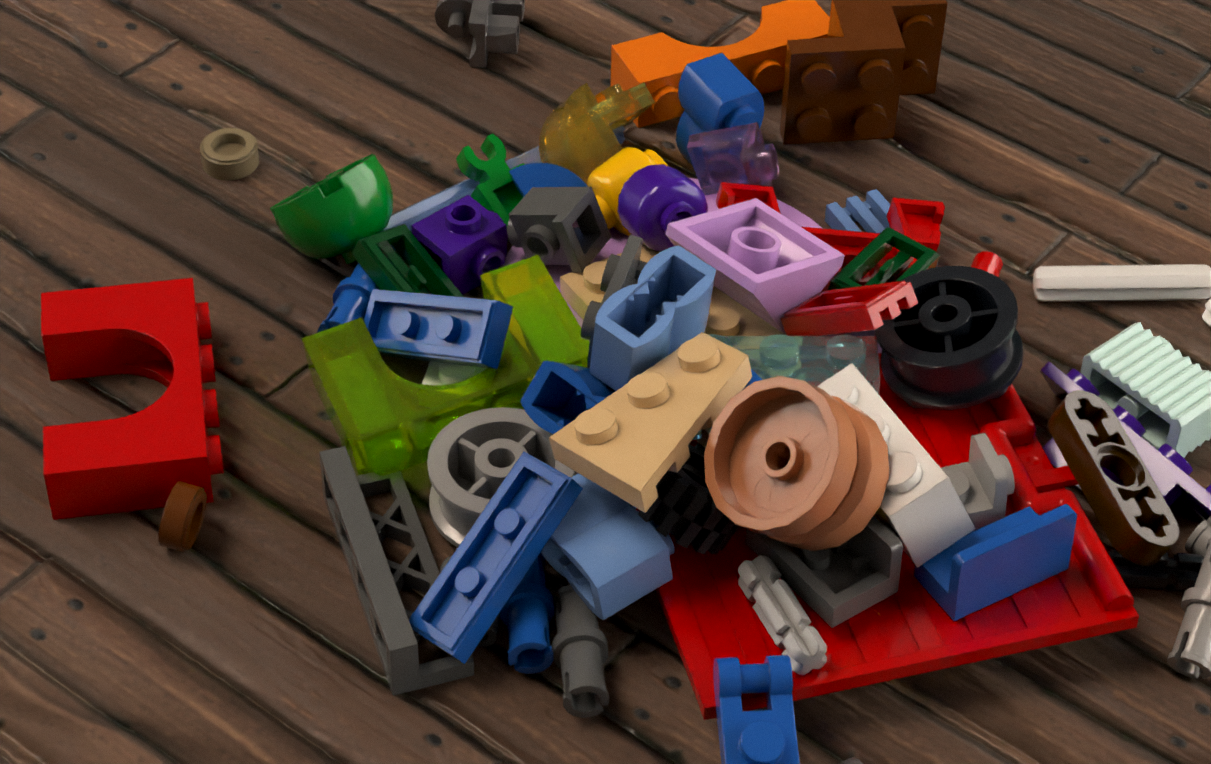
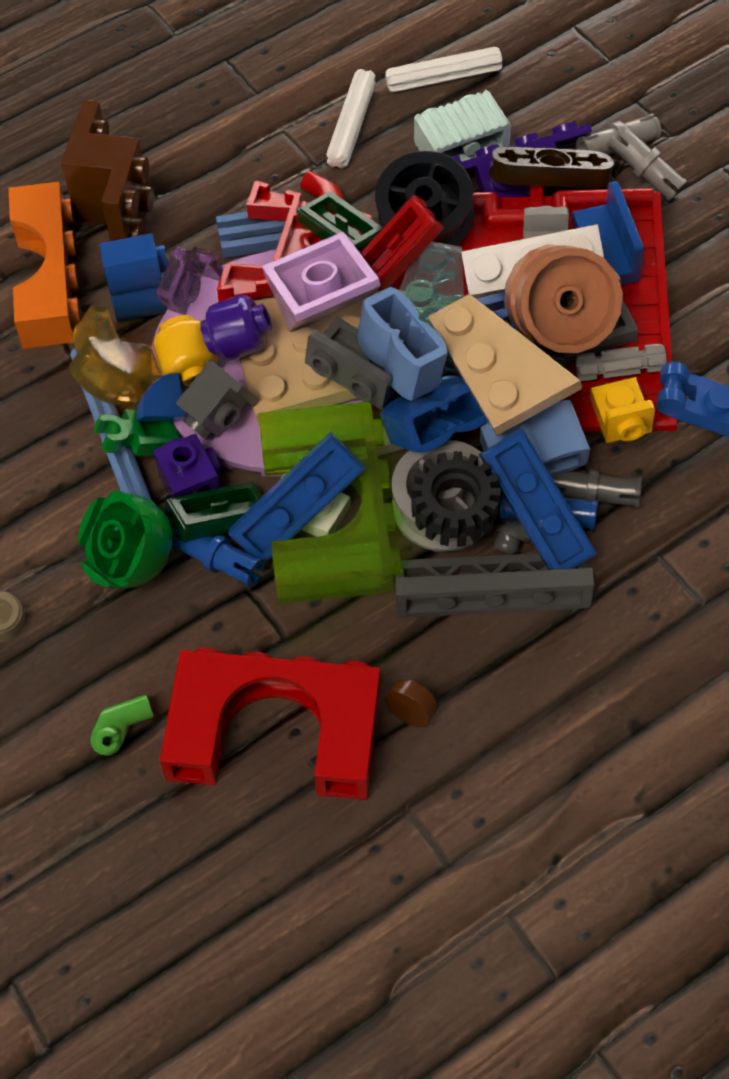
camera: 70 degrees left, 15 degrees up
(98, 268) = (115, 723): none -> bright green arm
(452, 431) = (461, 475): none -> black tyre
(693, 629) = (622, 410): none -> yellow bracket

